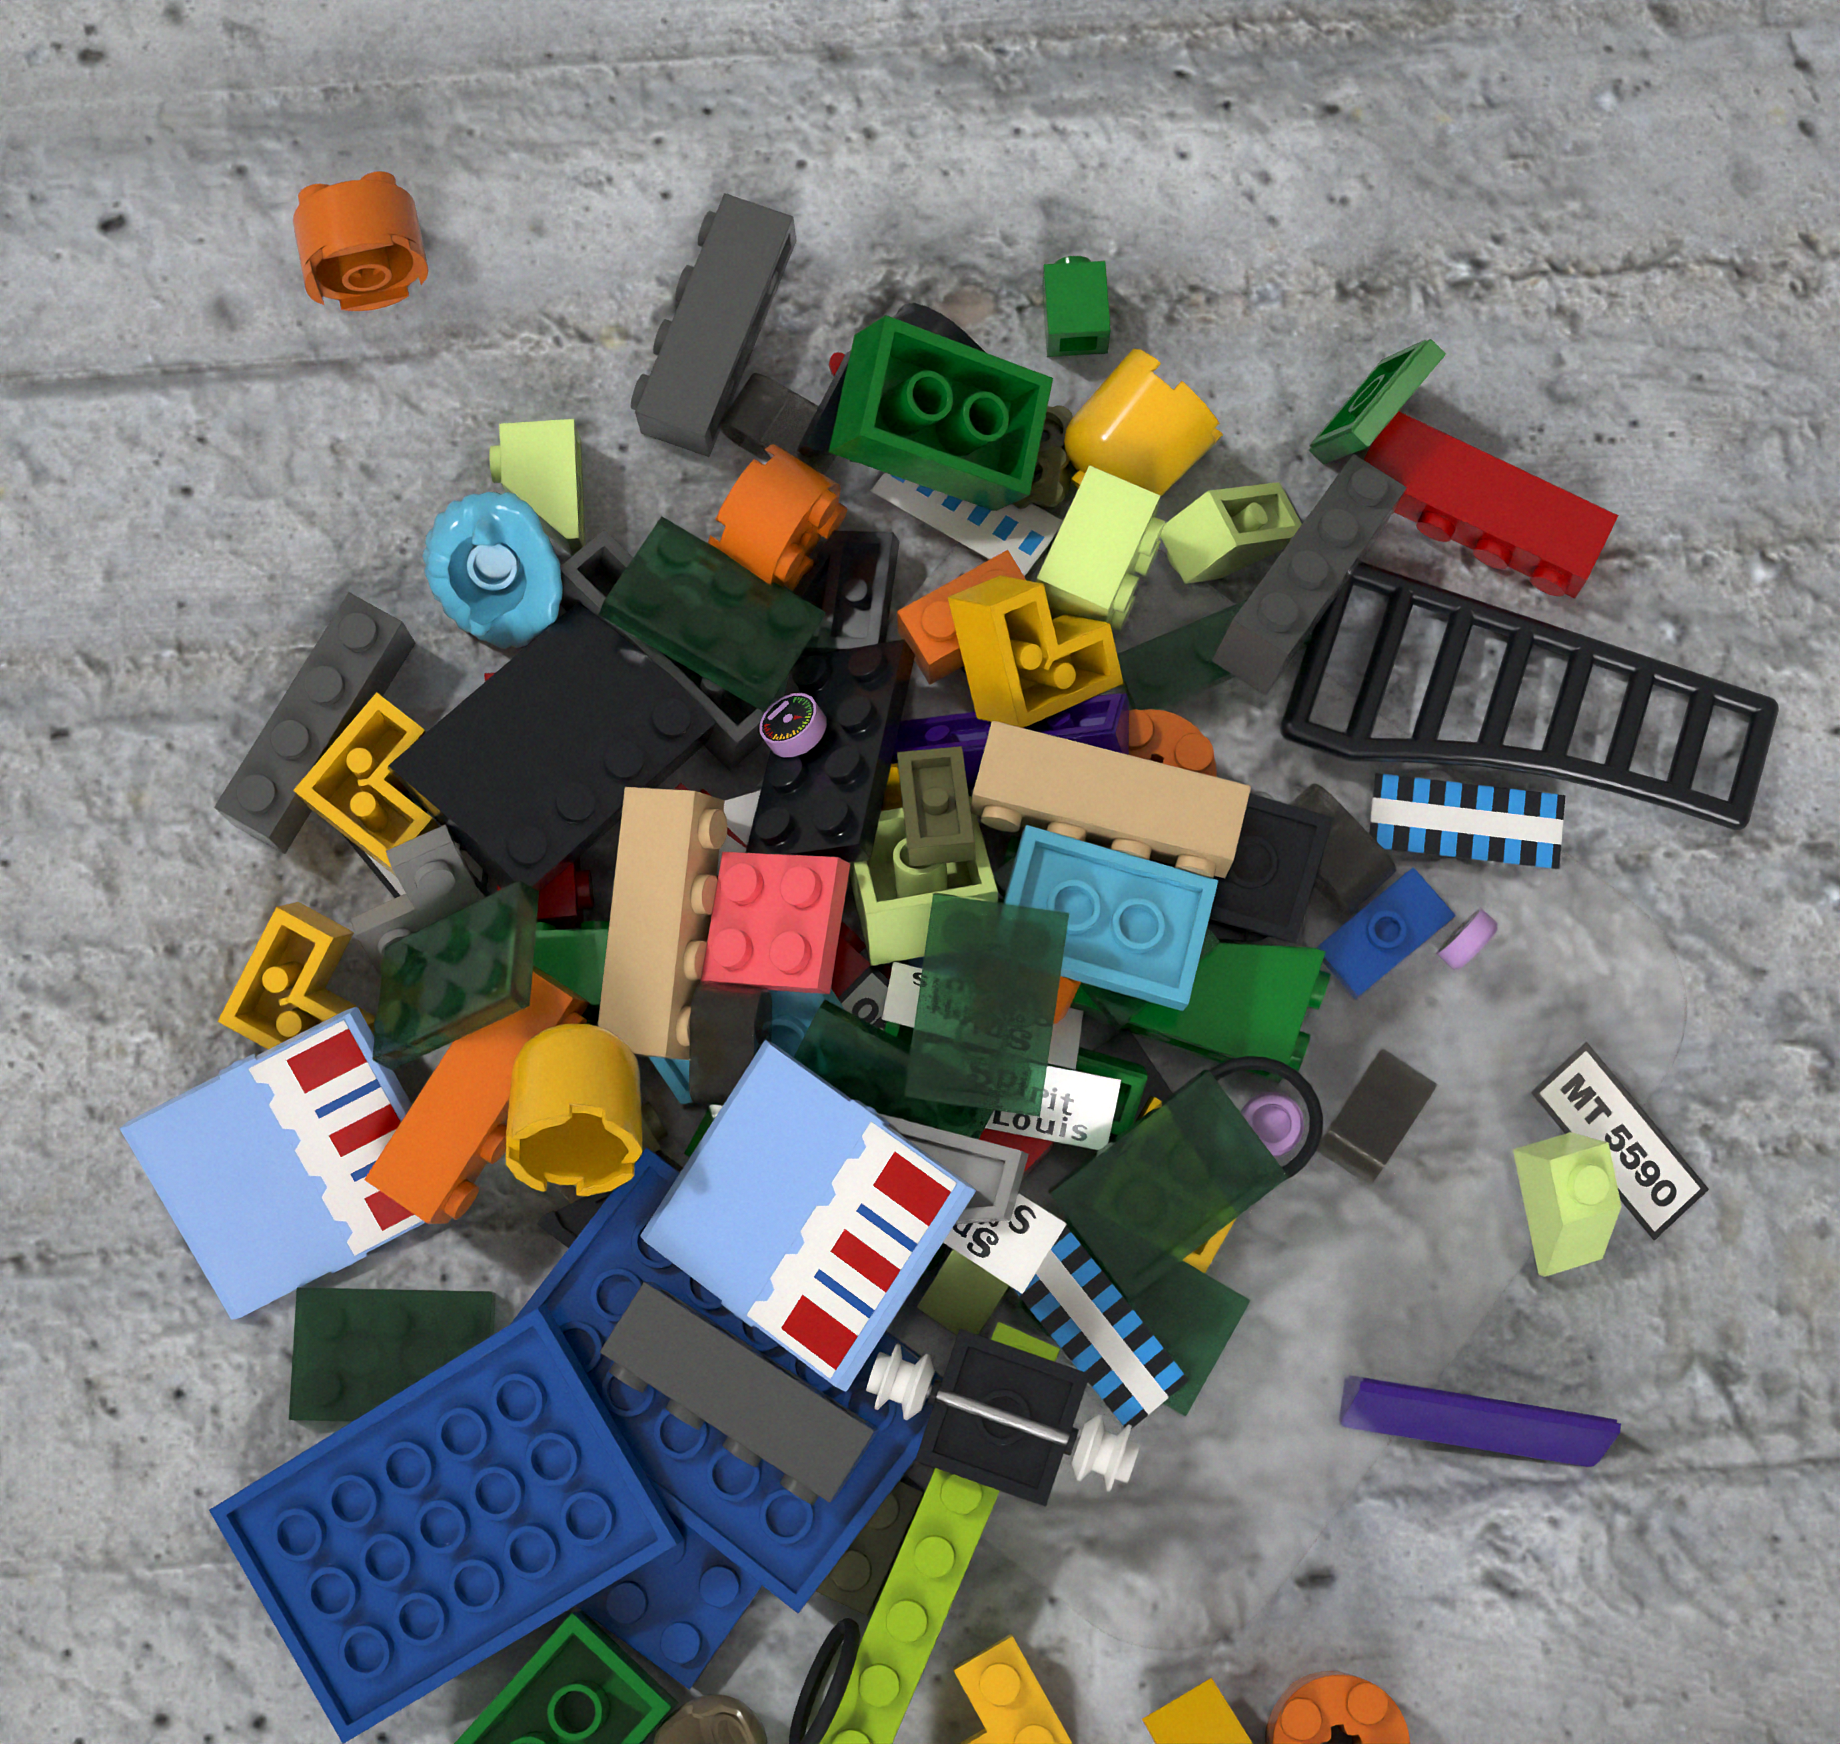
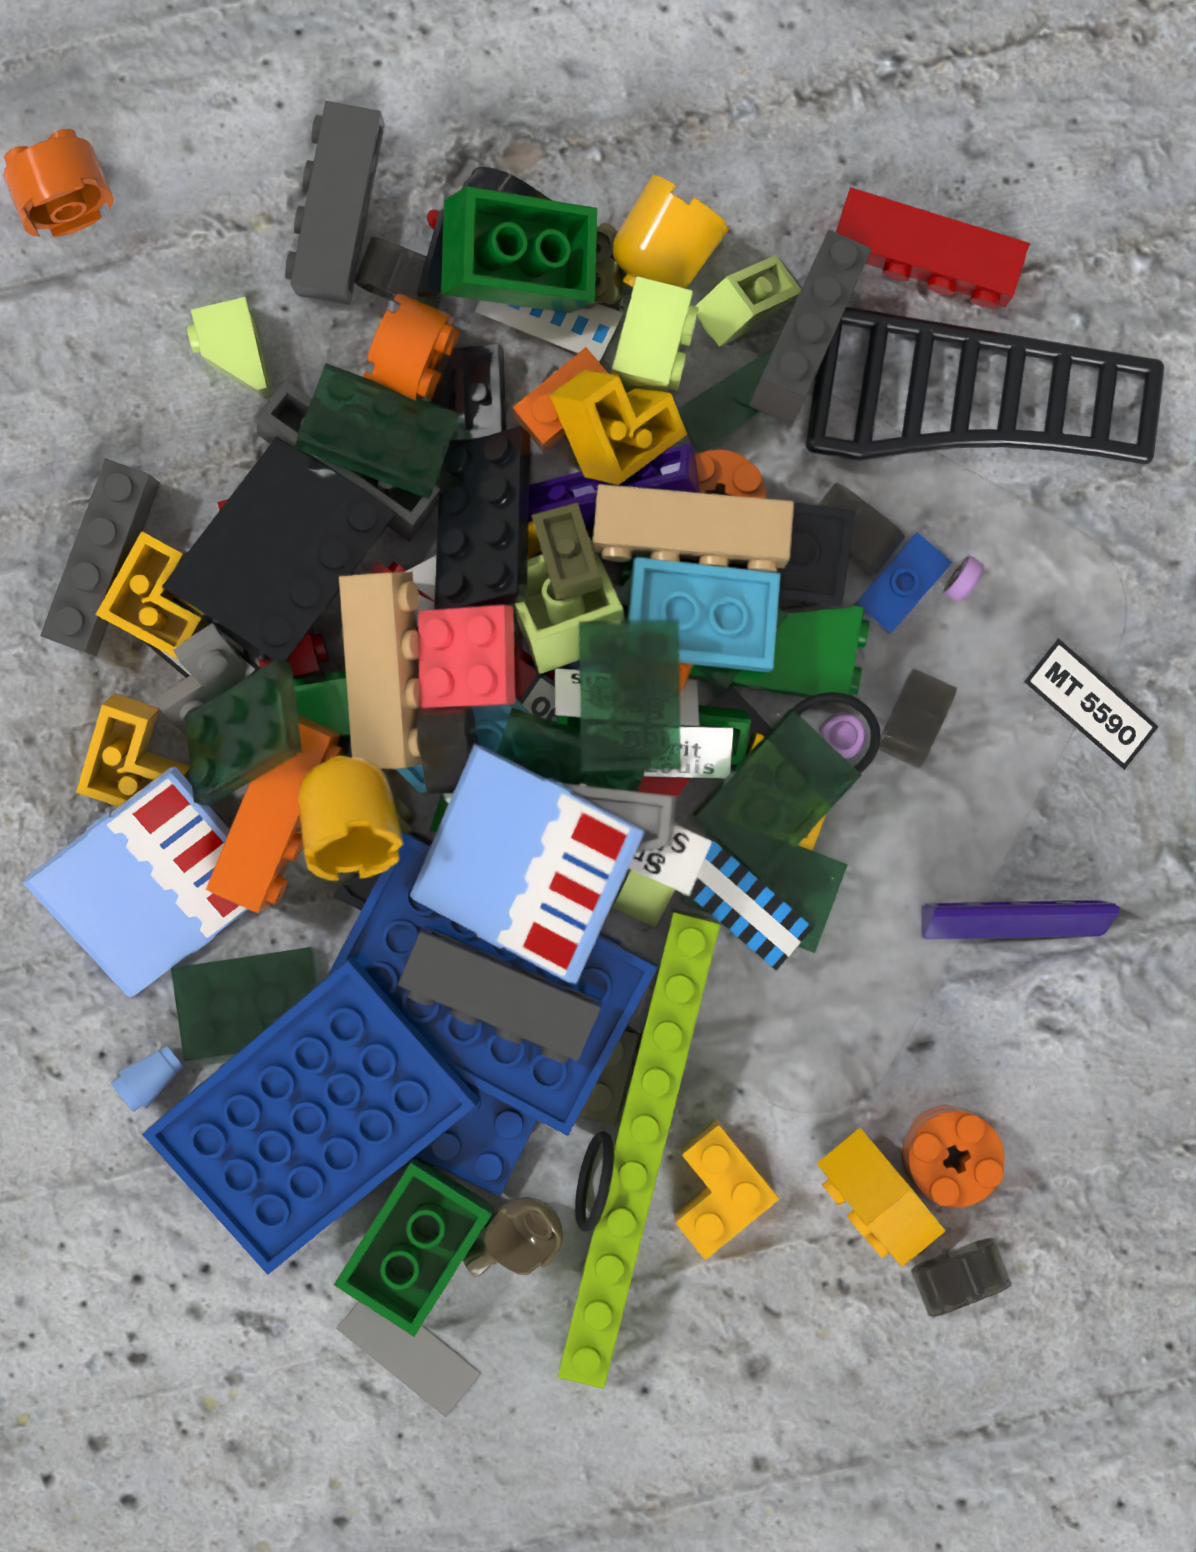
camera: 10 degrees left, 10 degrees up
(233, 1434) = (147, 1078): none -> light blue cone
(494, 569) = (208, 421): medium azure piece -> none
(793, 725) = (451, 506): tile -> none
(1002, 1417) = (689, 981): black plate -> none
(1076, 307) = (603, 144): green brick -> none
(1376, 401) = (839, 184): green tile -> none
(1467, 821) = (950, 489): sticker -> none
(1568, 1199) = (1060, 753): yellowish green slope -> none

